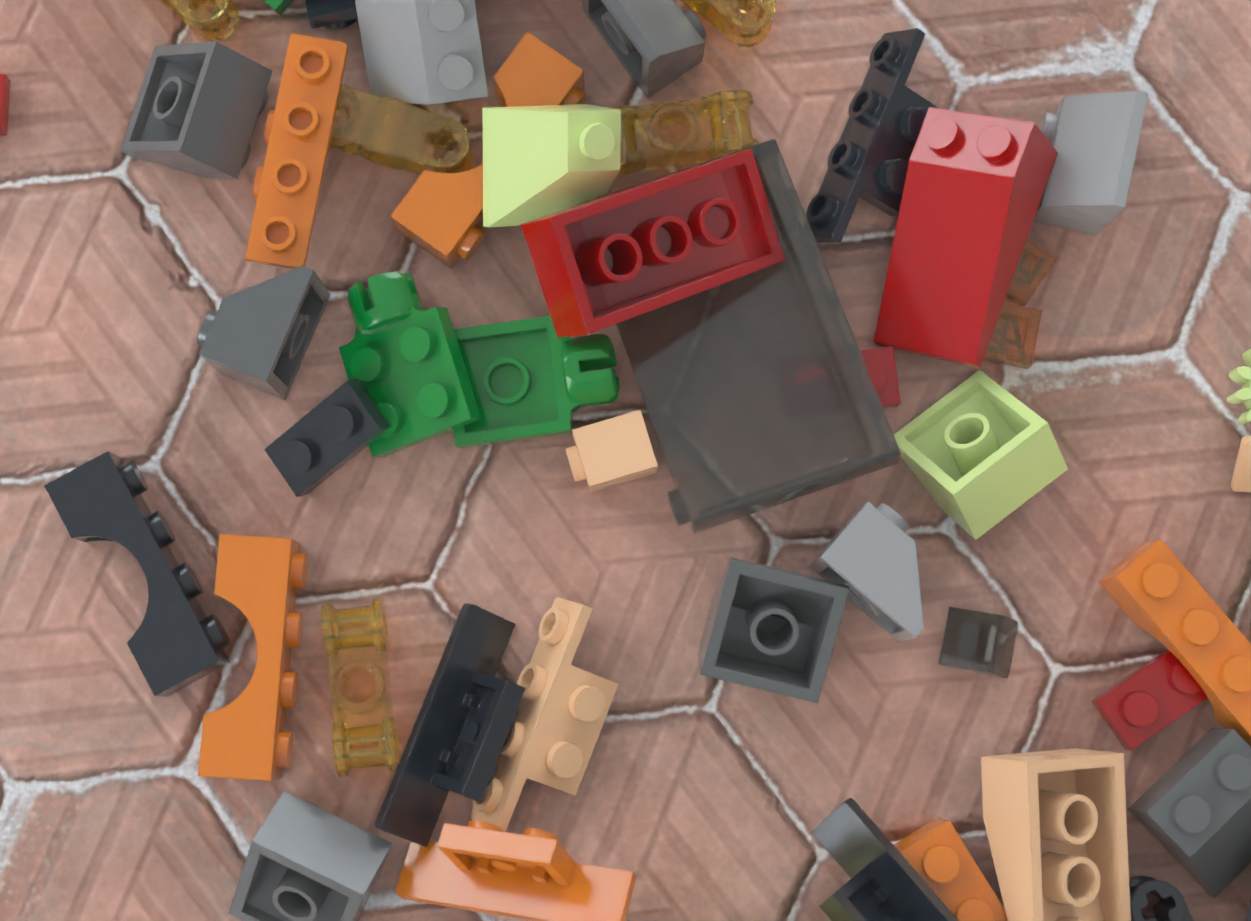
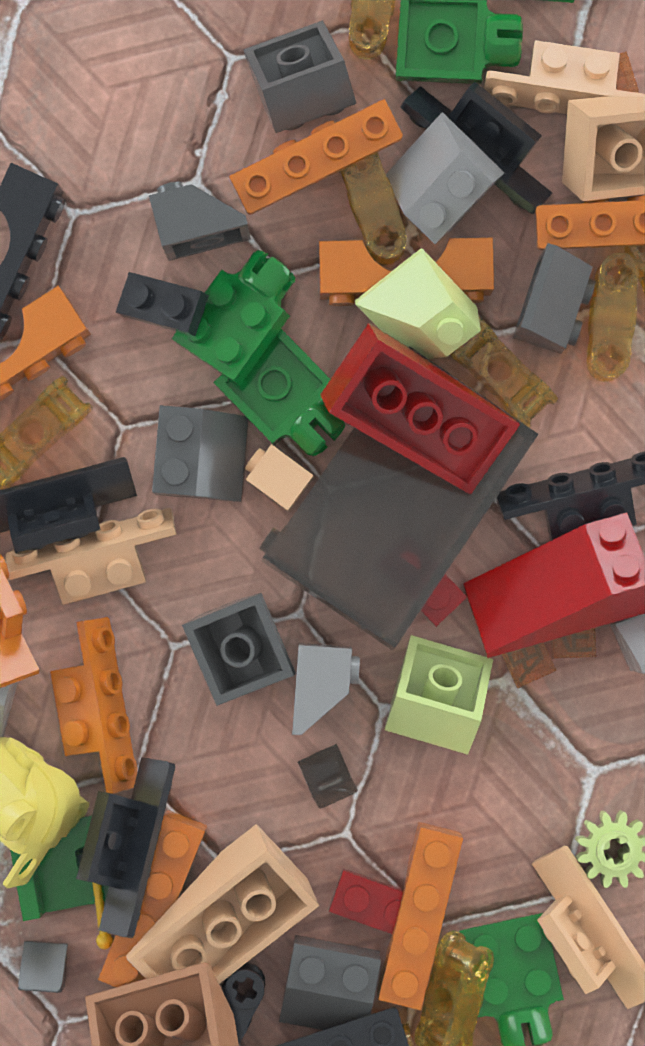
camera: 60 degrees right, 5 degrees up
(522, 518) = (200, 454): none -> dark grey slope
(716, 846) = (93, 706): none -> orange bracket

